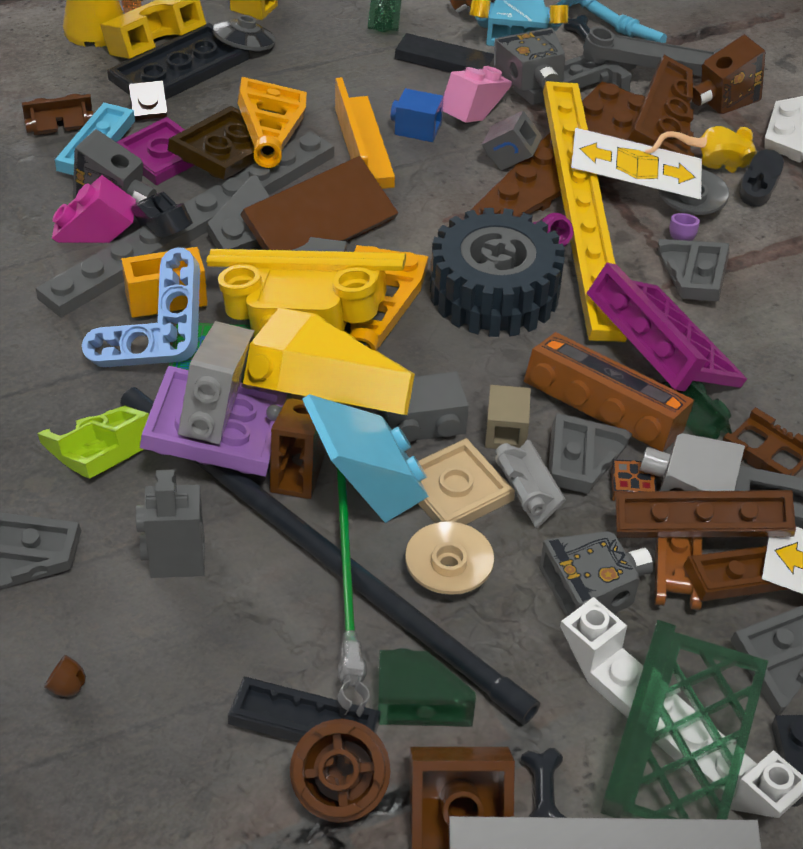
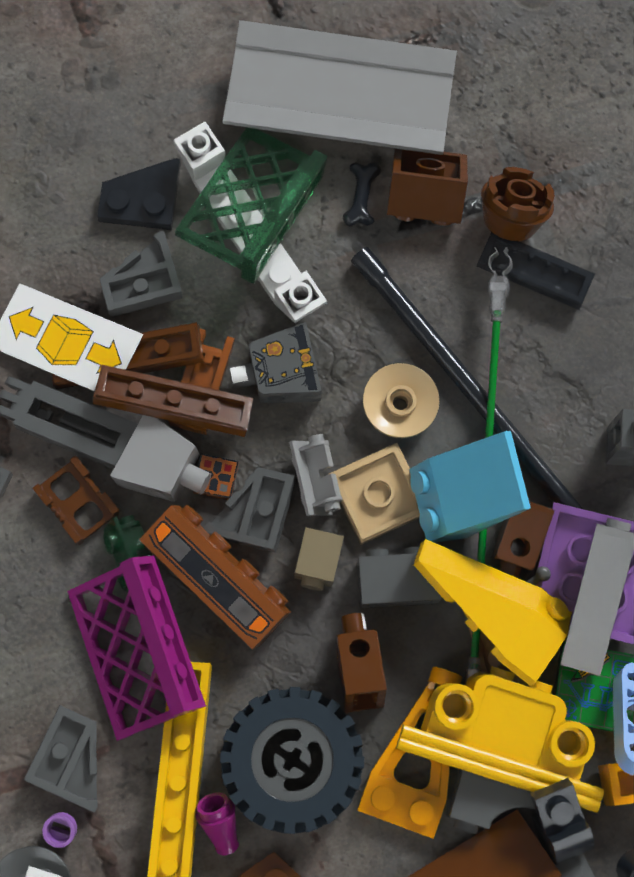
camera: 175 degrees left, 30 degrees up
(243, 232) = (561, 822): none -> black brick
(421, 691) = (445, 277): clear green slope -> none
(448, 345) = (360, 677): none -> reddish brown torso

